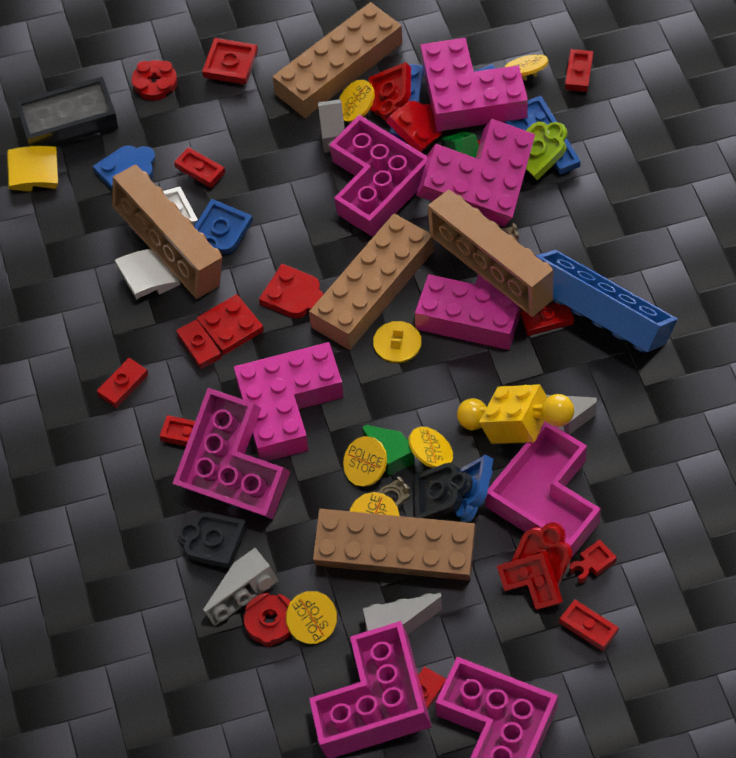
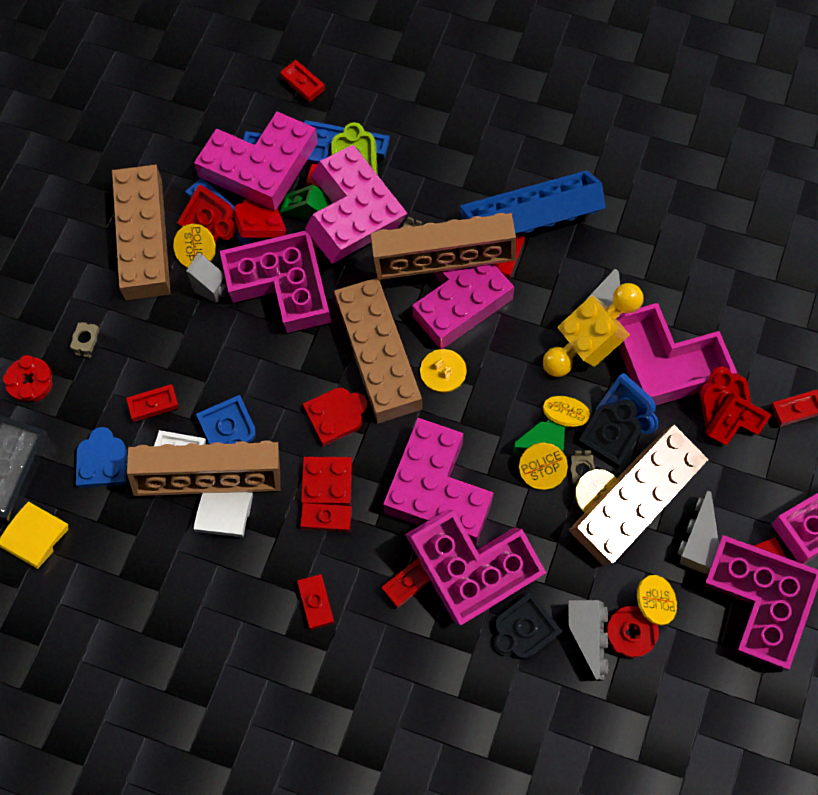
camera: 55 degrees left, 10 degrees up
(207, 94) = (87, 347): none -> dark tan piece
(230, 61) = (65, 309): red plate -> none
(530, 64) = (266, 108): yellow piece -> none
(594, 559) = (747, 365): red plate -> none

